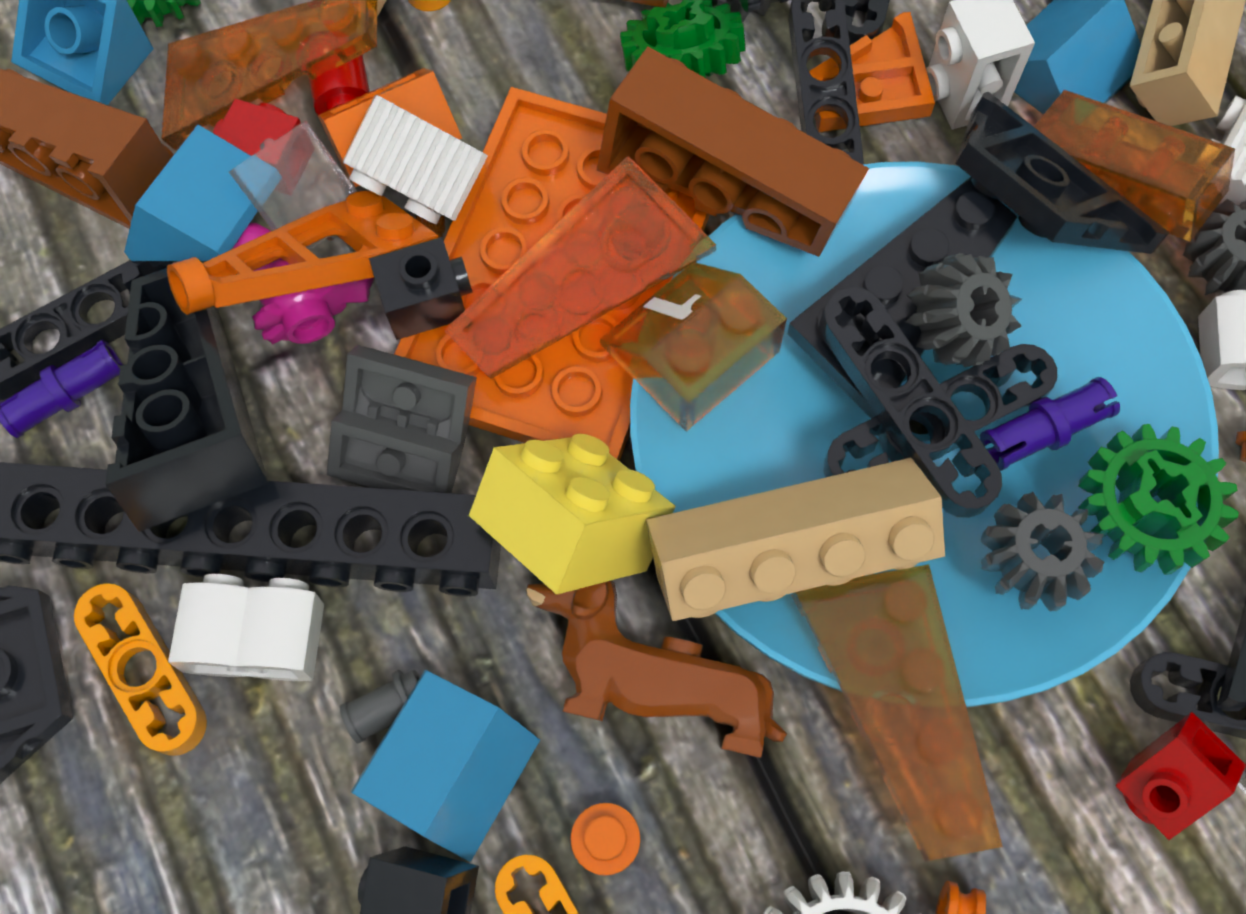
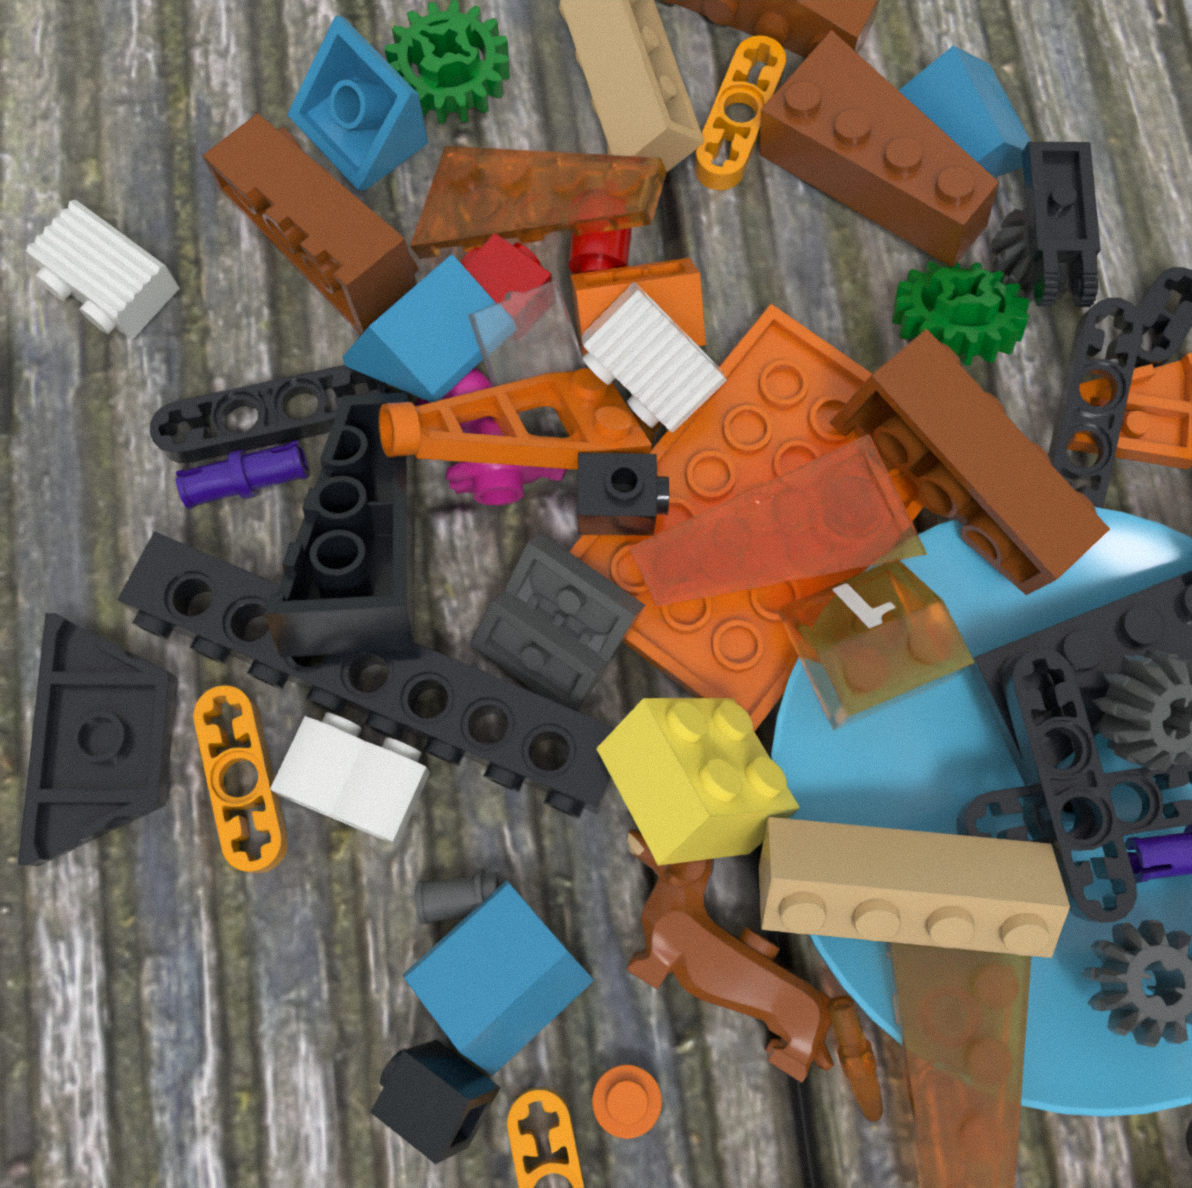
camera: 15 degrees right, 5 degrees up
(806, 720) = (856, 1056): none -> clear orange piece

